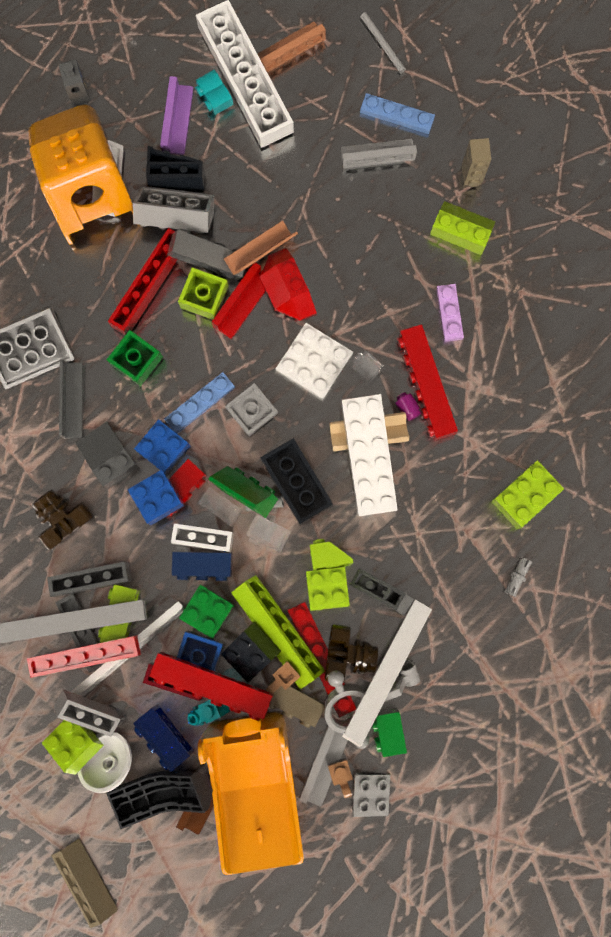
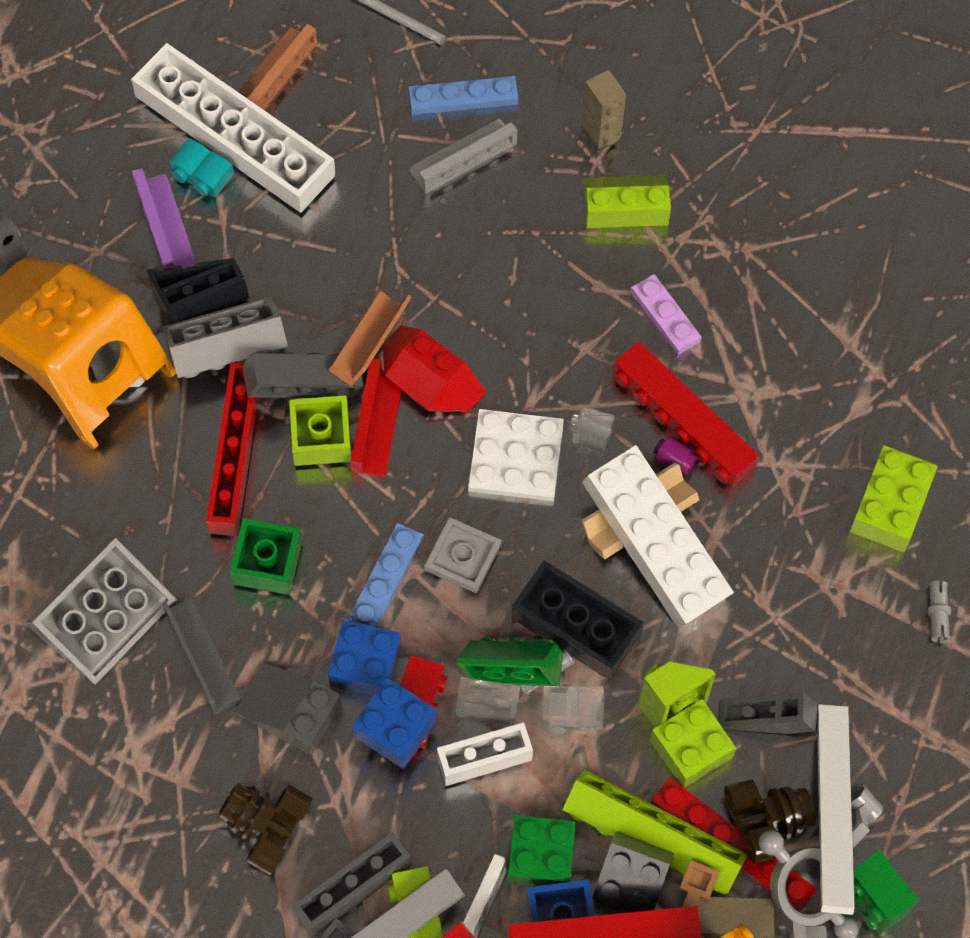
camera: 30 degrees left, 15 degrees down
(202, 565) = (501, 793): dark blue brick -> none

